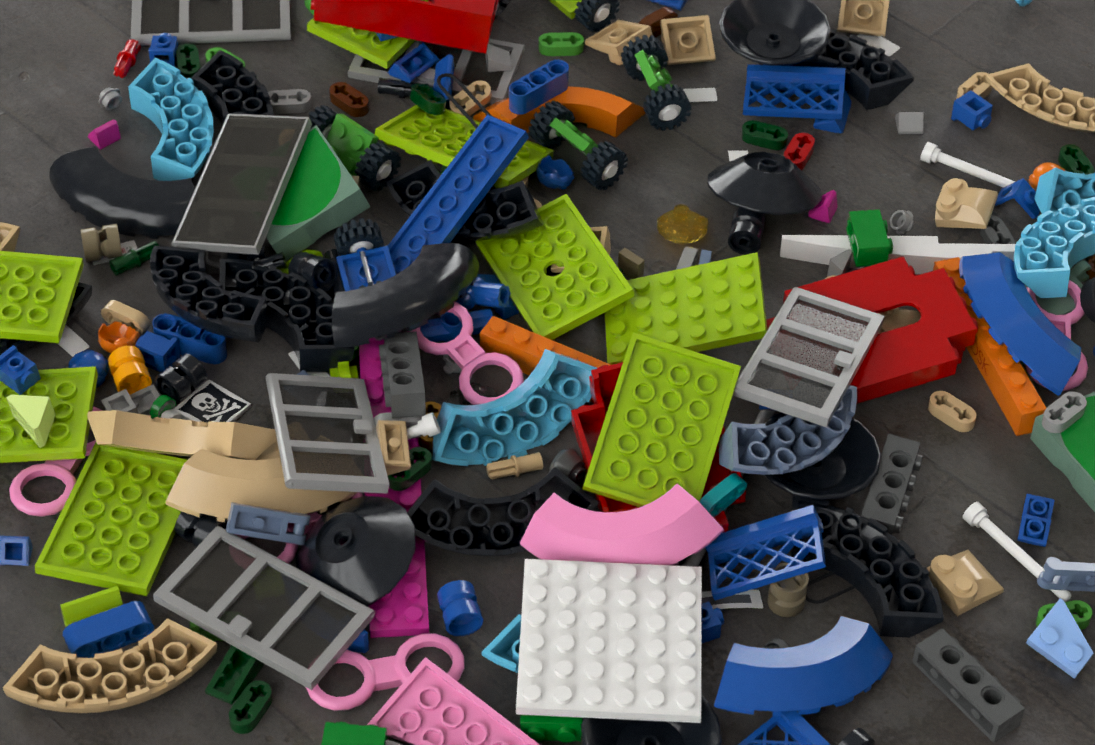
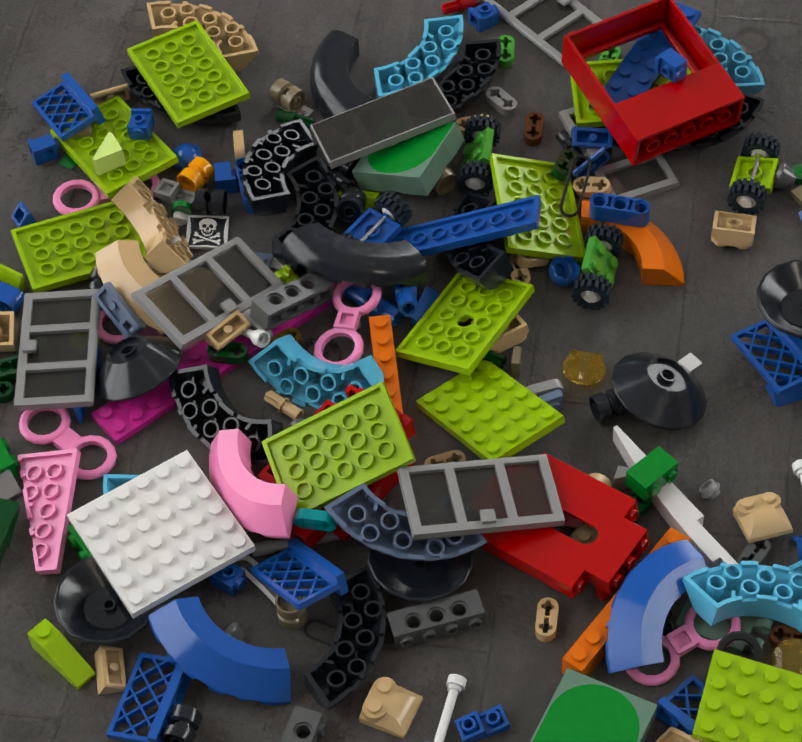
camera: 60 degrees right, 5 degrees up
(72, 342) = (205, 135): white sticker -> none
(105, 134) = (385, 39): dark pink slope -> none
(110, 98) = (416, 20): light grey plate -> none
(116, 336) = (219, 151): orange hair -> none
(187, 63) = (487, 33): dark green beam -> none
(460, 608) = (137, 447): blue wheel -> none
(497, 59) = (643, 175): light grey slope -> none
(561, 44) = (703, 199): bright green beam -> none
(654, 19) = (775, 238): reddish brown beam -> none
(668, 102) = (704, 271): black plate -> none
(687, 39) = (767, 257): tan slope -> none
(701, 94) = (729, 302): white sticker -> none
(764, 135) = (728, 362): dark green beam -> none
(804, 153) = (725, 391): red beam -> none
(826, 208) = (683, 438): dark pink slope -> none
(1060, 408) = (582, 681): light grey beam -> none

